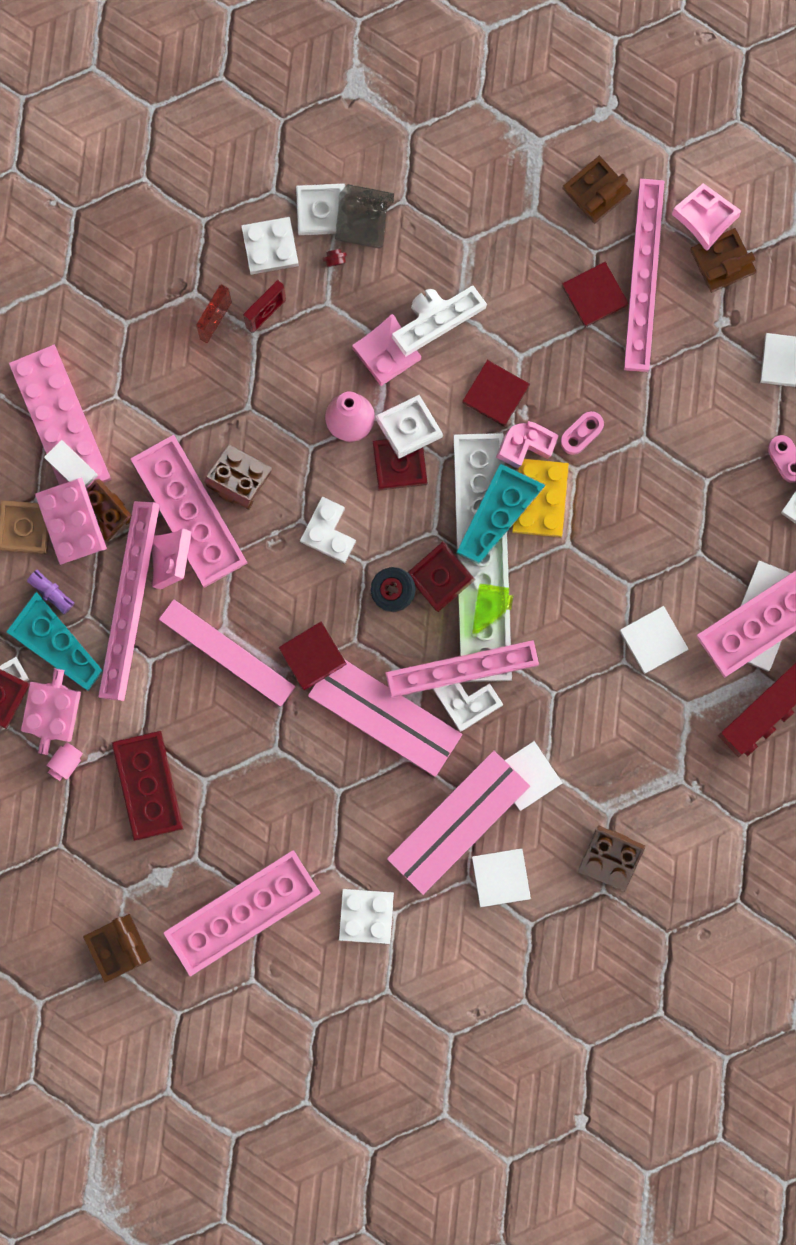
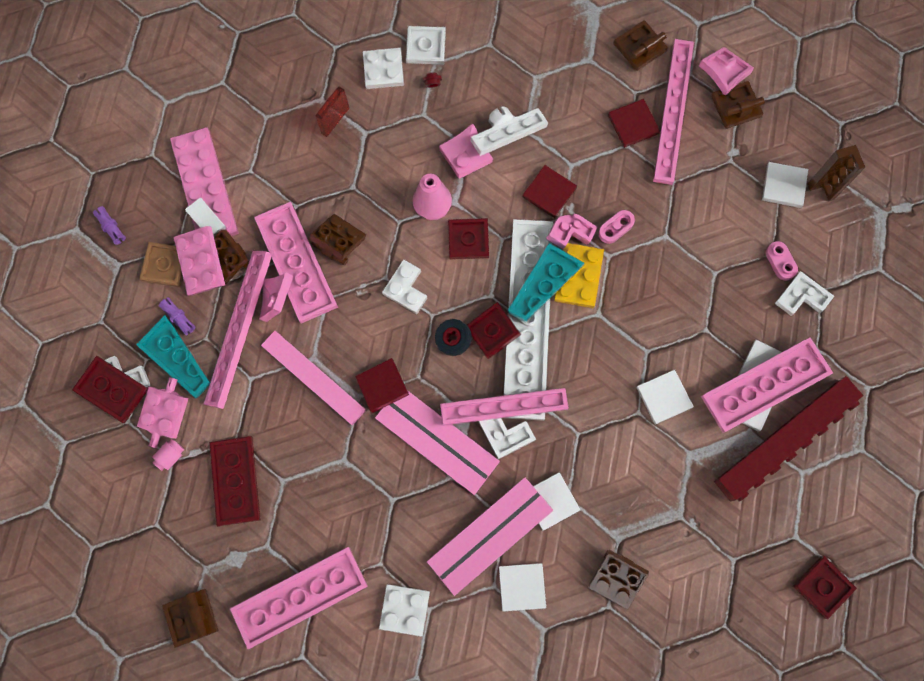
camera: 10 degrees right, 5 degrees down
(265, 306) = (373, 109): dark red tile -> none
(362, 215) = (457, 48): clear smoke bracket -> none
(409, 426) = (478, 210): white tile -> none
(490, 607) = (532, 357): clear neon green slope -> none

